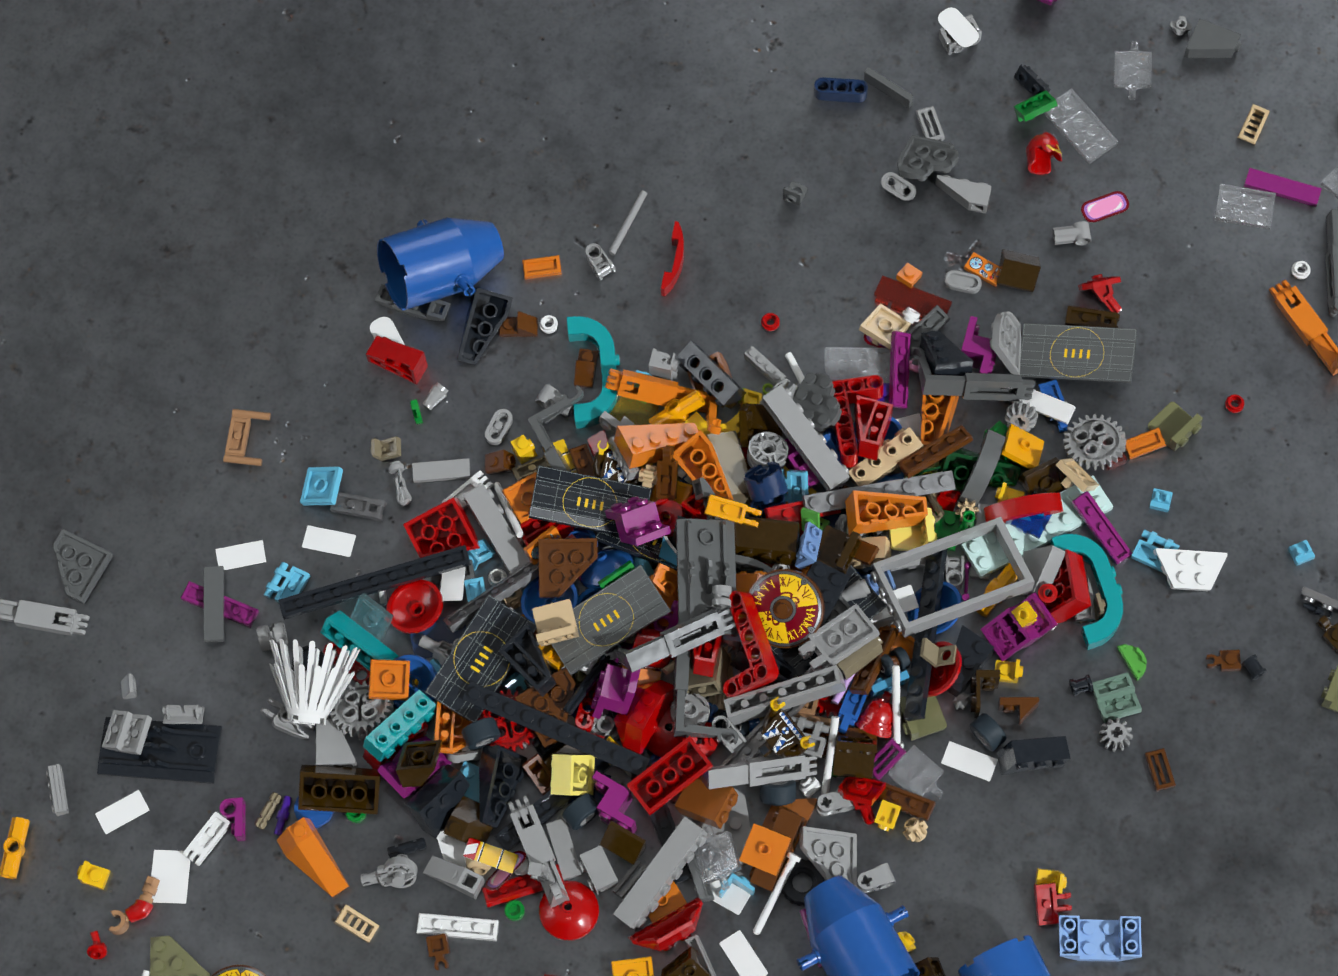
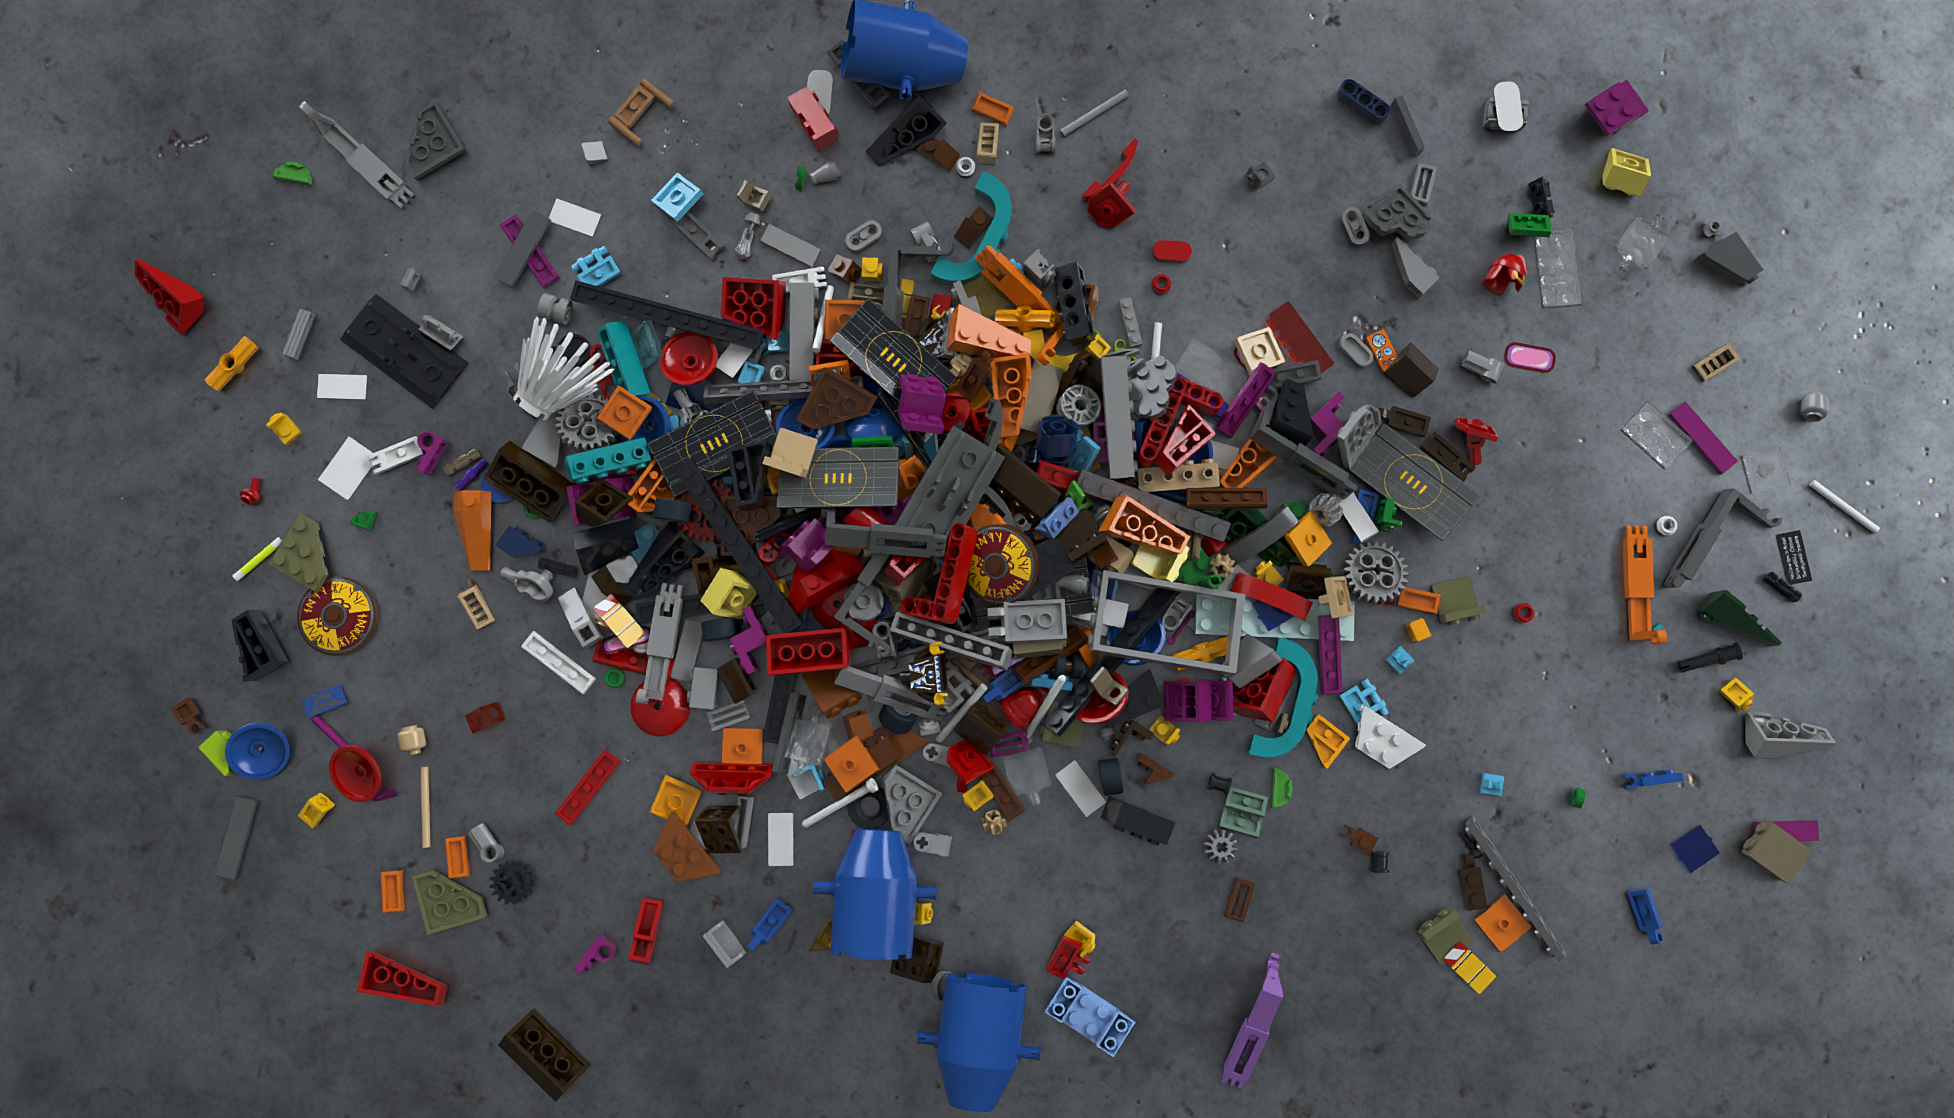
camera: 30 degrees right, 15 degrees up
(126, 732) = (380, 320): light grey slope -> none
(138, 910) = (306, 482): medium nougat piece -> none
(211, 910) = (364, 520): none -> green tile
(225, 493) = (594, 152): none -> light grey slope
(328, 541) = (656, 250): white sticker -> none
(362, 848) = (517, 544): none -> dark blue slope
(438, 947) = (531, 672): reddish brown plate -> none
(538, 871) = (643, 666): light grey piece -> none
(559, 306) = (987, 155): none -> tan slope
(660, 874) = (751, 727): light grey brick -> none
(689, 284) = (1110, 206): none -> red piece
(721, 596) = (947, 517): light grey wheel -> none
(730, 510) = (1006, 447): light orange hinge -> none
(748, 816) = (858, 725): none -> dark orange brick
(762, 292) = (1172, 251): none -> red tile
(909, 275) = (1312, 315): orange plate -> none
(911, 315) = (1289, 355): white plate -> none
(1025, 614) = (1208, 696): yellow bracket -> none
(1039, 311) = (1406, 420): none -> dark brown plate
(1041, 593) = (1239, 682): red plate -> none
(1071, 393) = (1384, 512): none -> green bracket
(1085, 24) = (1626, 172): none -> light yellow slope
(1144, 597) = (1326, 739): none -> light orange wing
(1159, 466) = (1418, 630): none -> light orange slope
(1242, 864) = (1255, 1029): none -> medium lavender hinge

